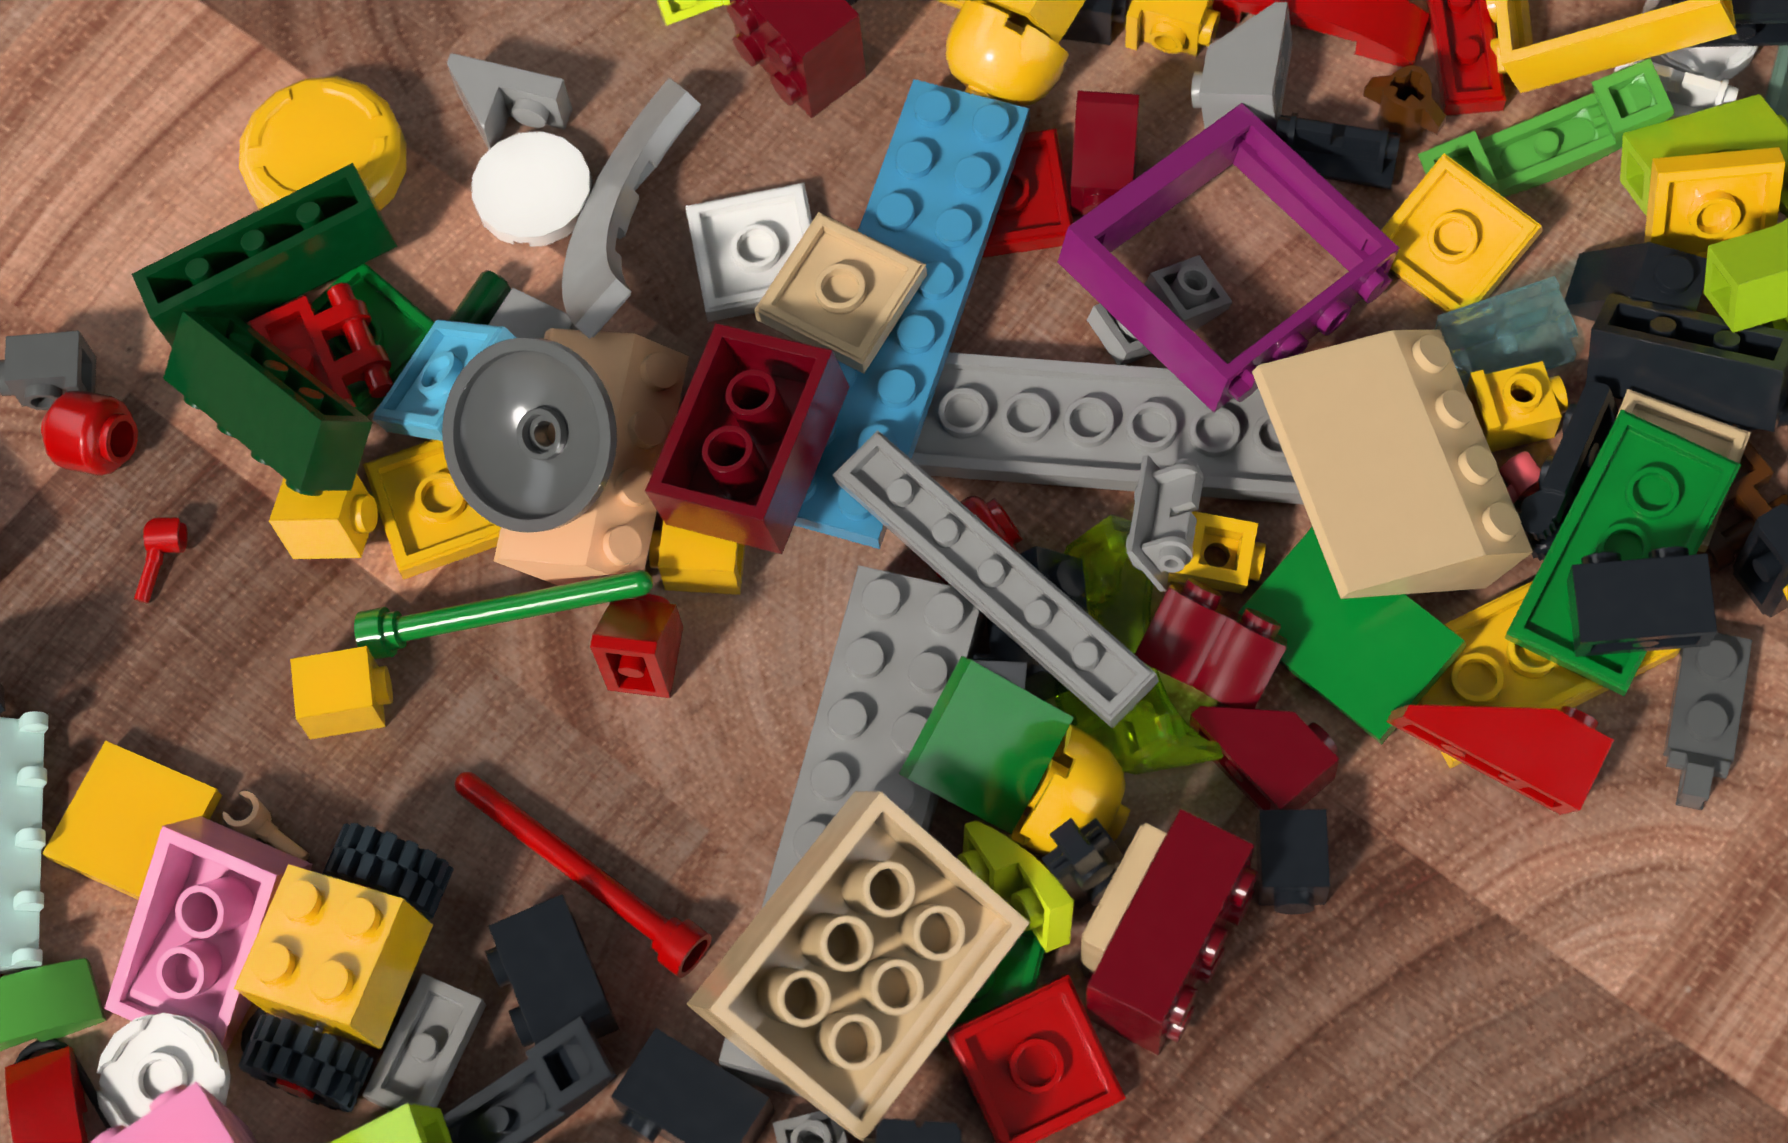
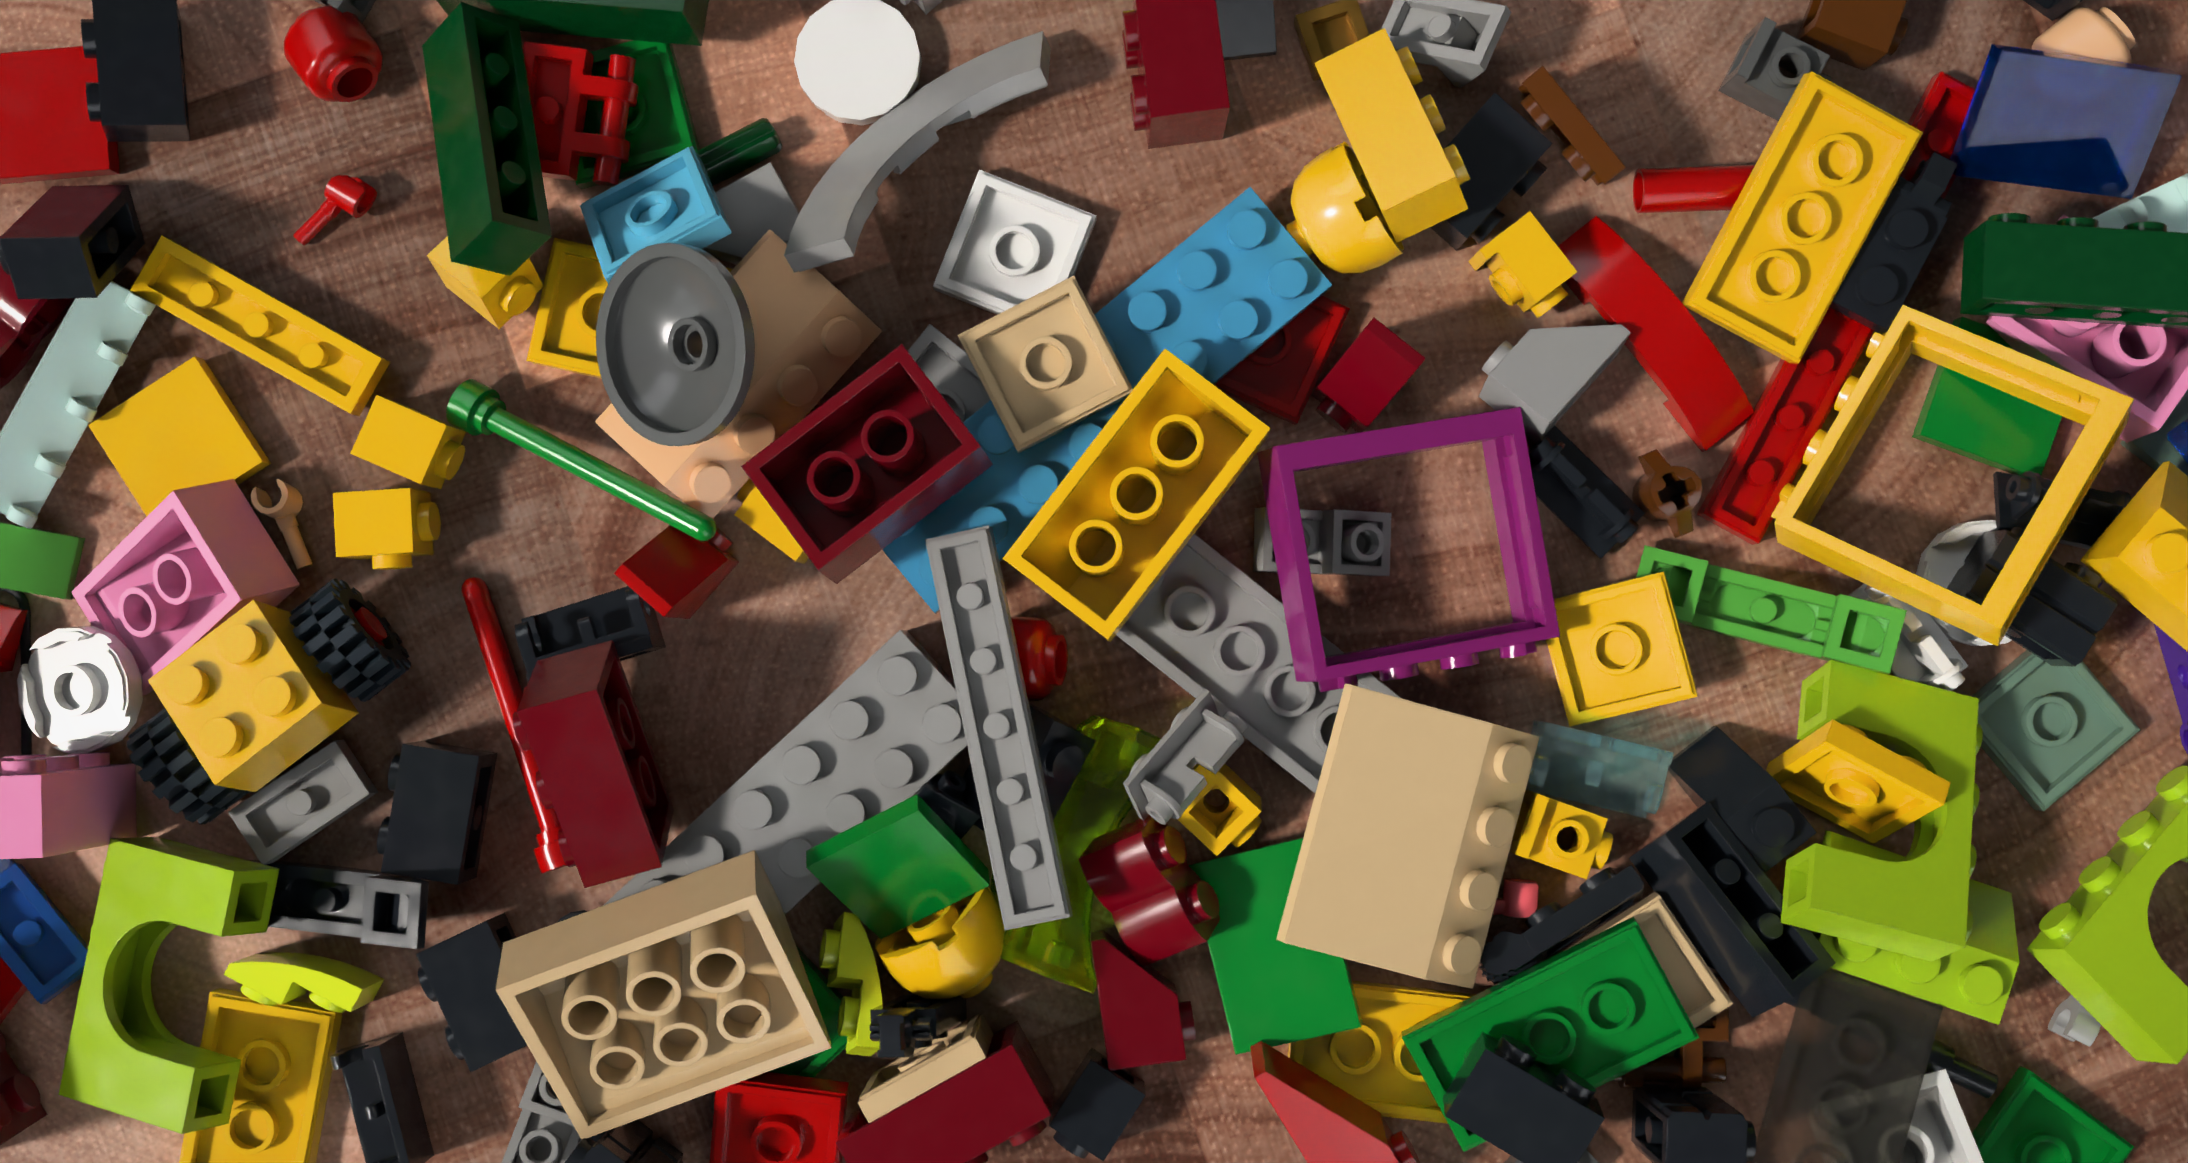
camera: 30 degrees right, 20 degrees up
(152, 681) = (260, 326): none -> yellow plate
(360, 770) = (385, 526): none -> yellow brick
(597, 755) = (606, 617): none -> black hinge
(671, 821) = (595, 764): none -> dark red brick
(984, 340) = (1137, 495): none -> yellow slope

